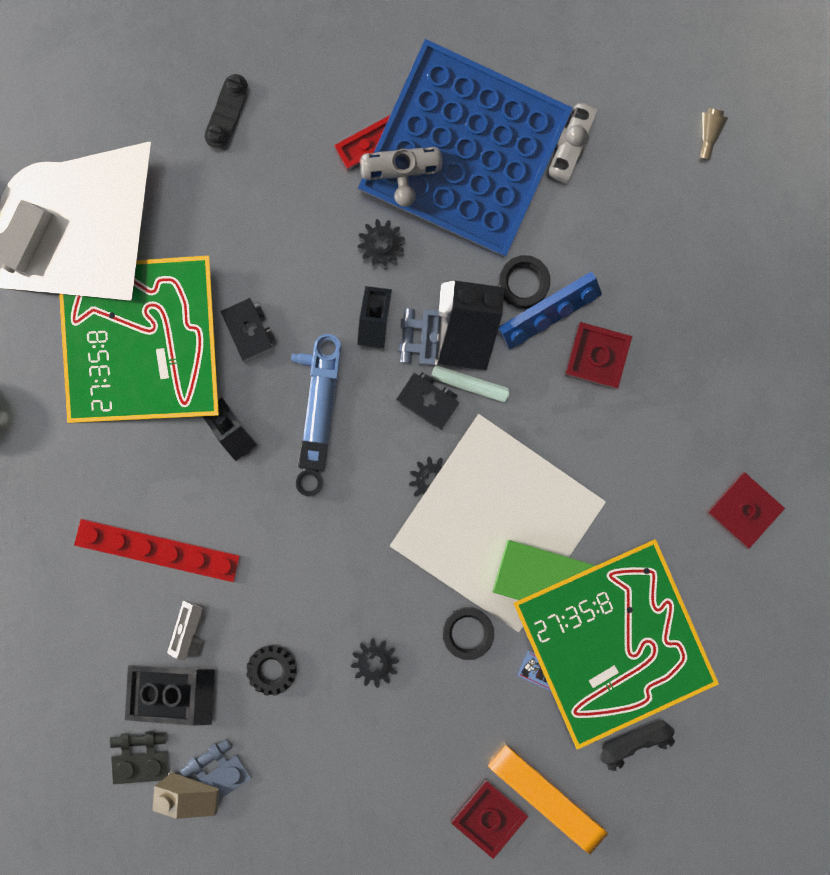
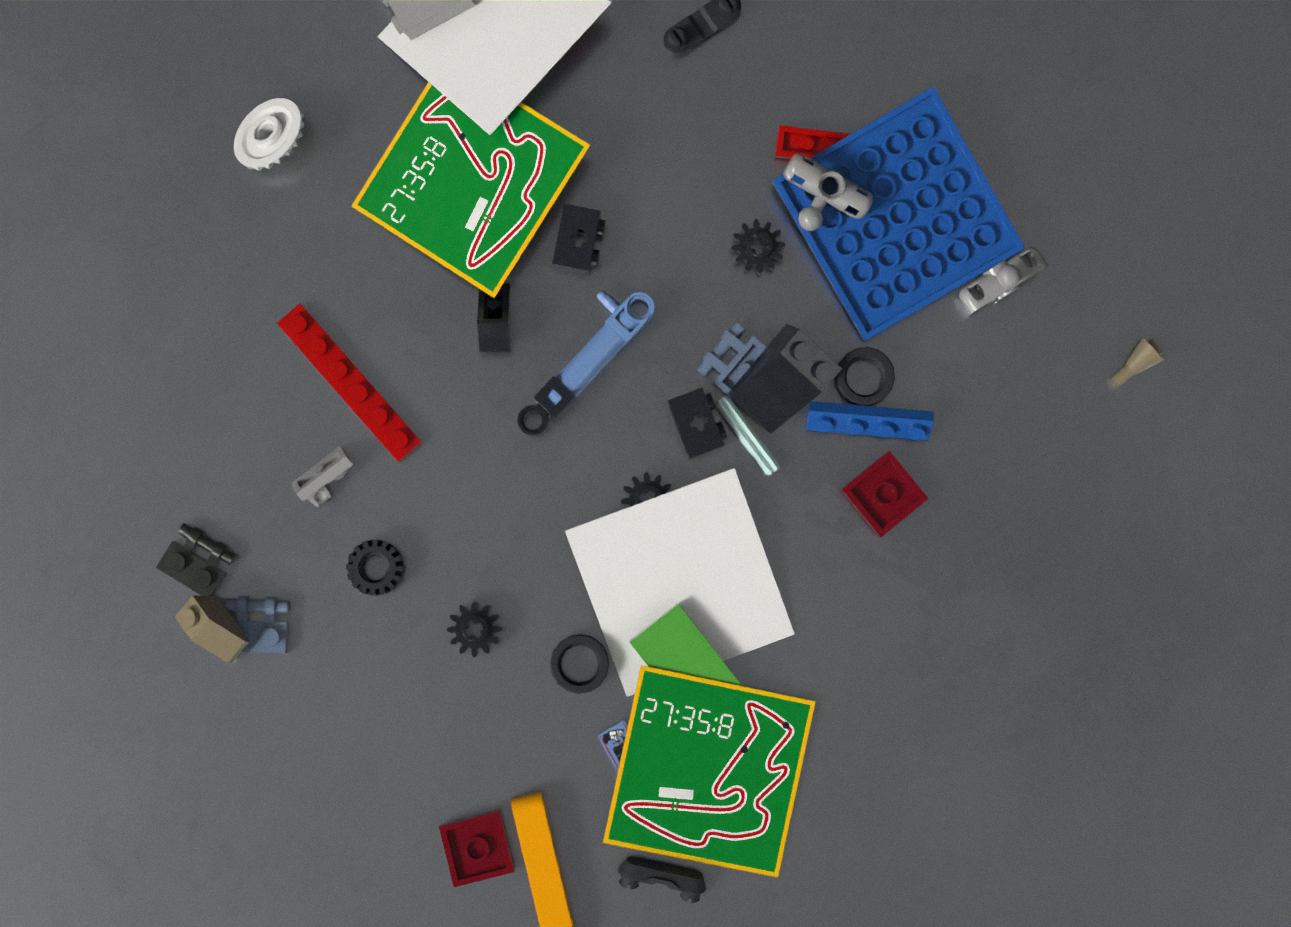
camera: 30 degrees right, 0 degrees up
(169, 695) = (265, 523): black slope -> none
(374, 317) = (702, 310): black slope -> none
(746, 510) = (918, 735): dark red plate -> none

